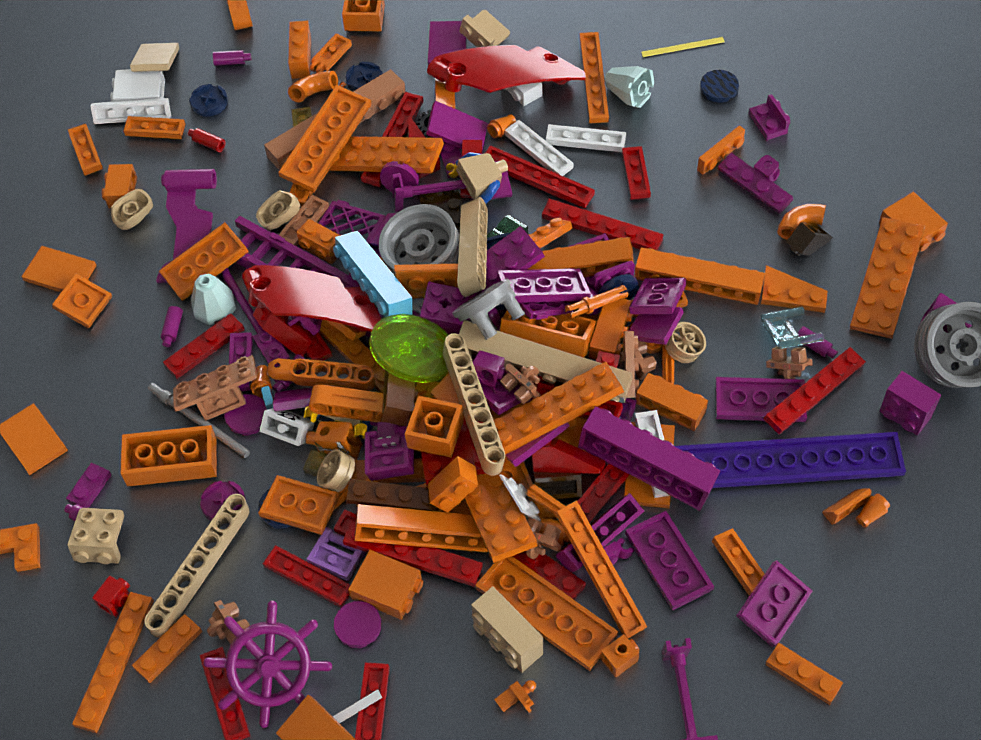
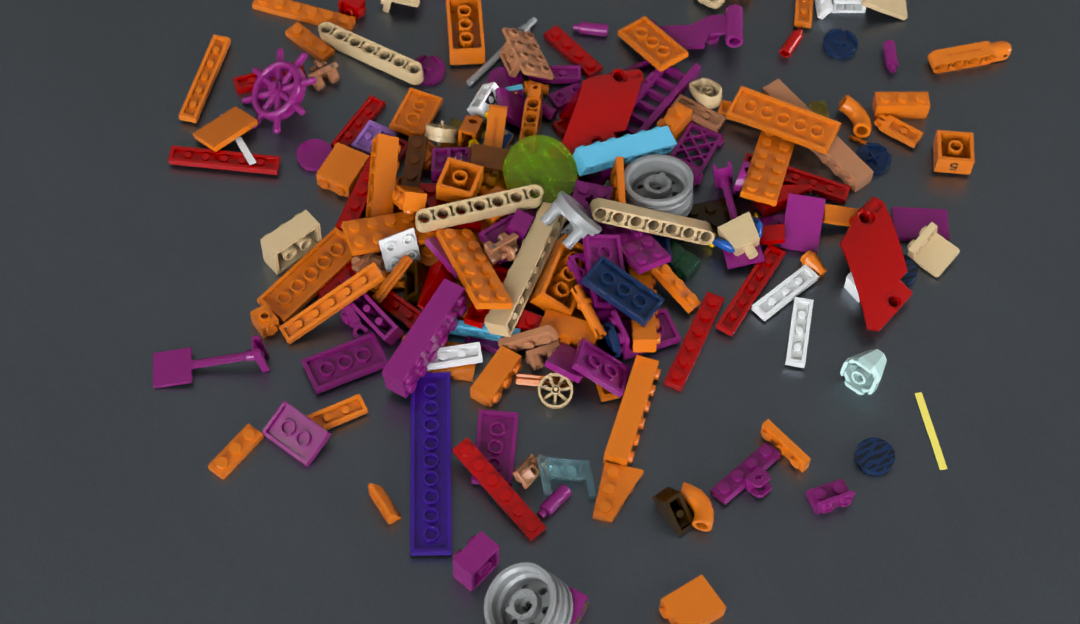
camera: 85 degrees right, 0 degrees up
(211, 299) = (614, 51): light aqua cone -> none
(515, 693) = (241, 253): orange piece -> none
(573, 265) = (622, 291): none -> dark blue tile
(594, 78) = (887, 343): orange plate -> none
(636, 172) = (757, 371): red plate -> none
(873, 509) = (378, 524): orange cone -> none
(887, 278) = (623, 569): orange plate -> none

